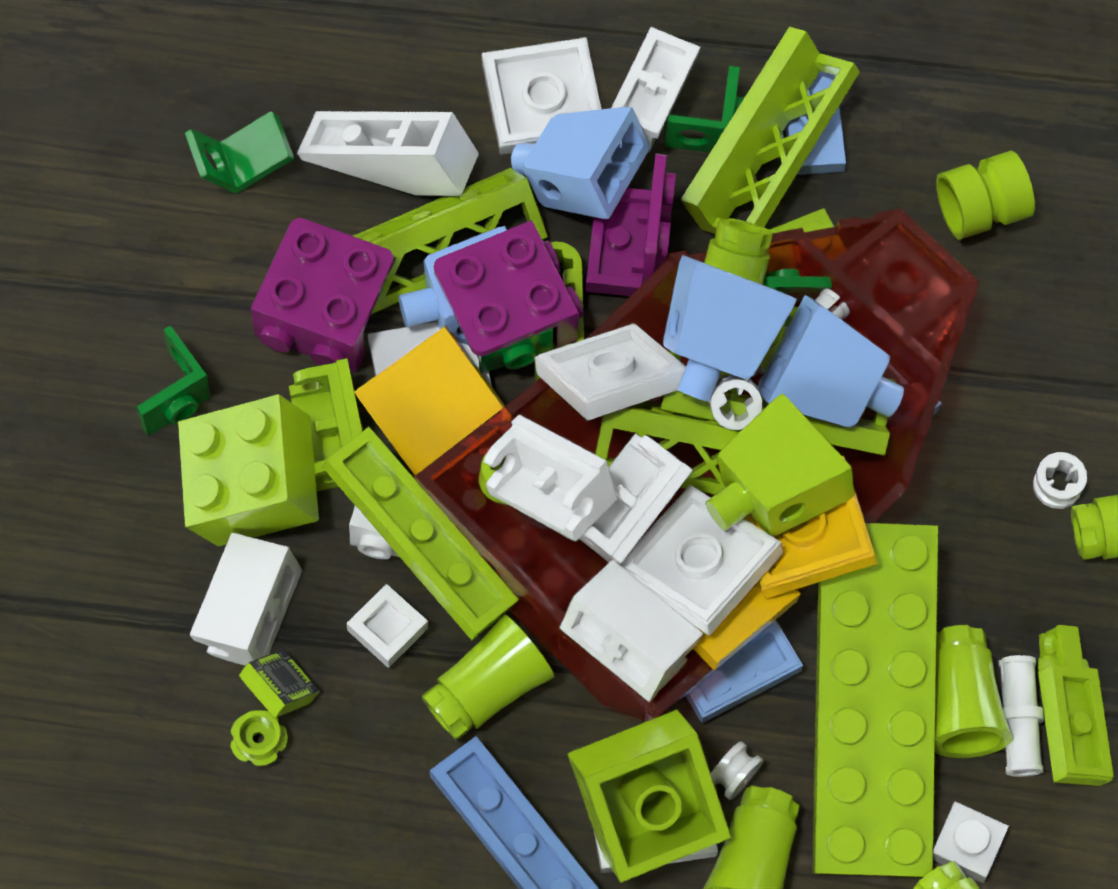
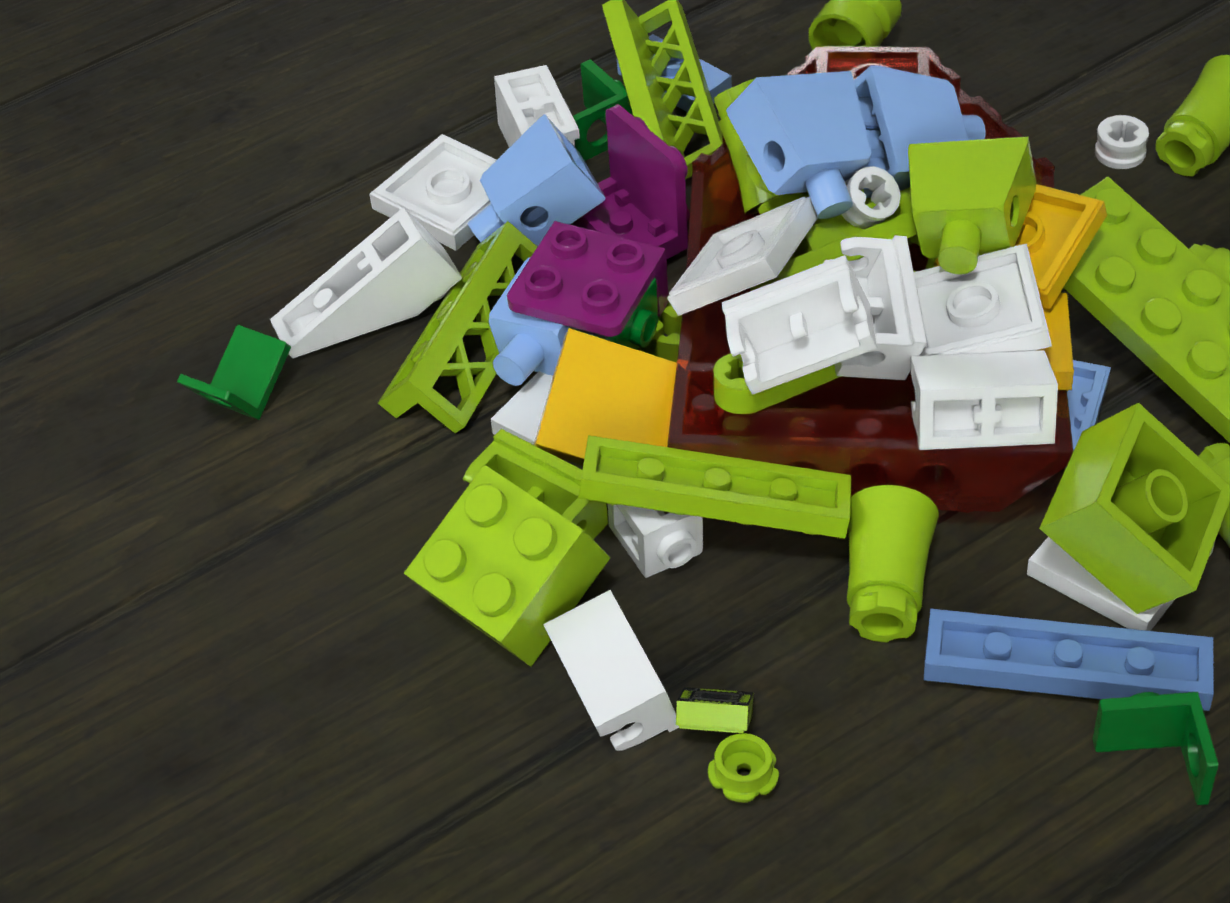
camera: 35 degrees left, 20 degrees down
(182, 397) = (378, 568): green bracket -> none
(320, 293) = (424, 411): magenta bracket -> none
(387, 625) = (754, 597): white plate -> none

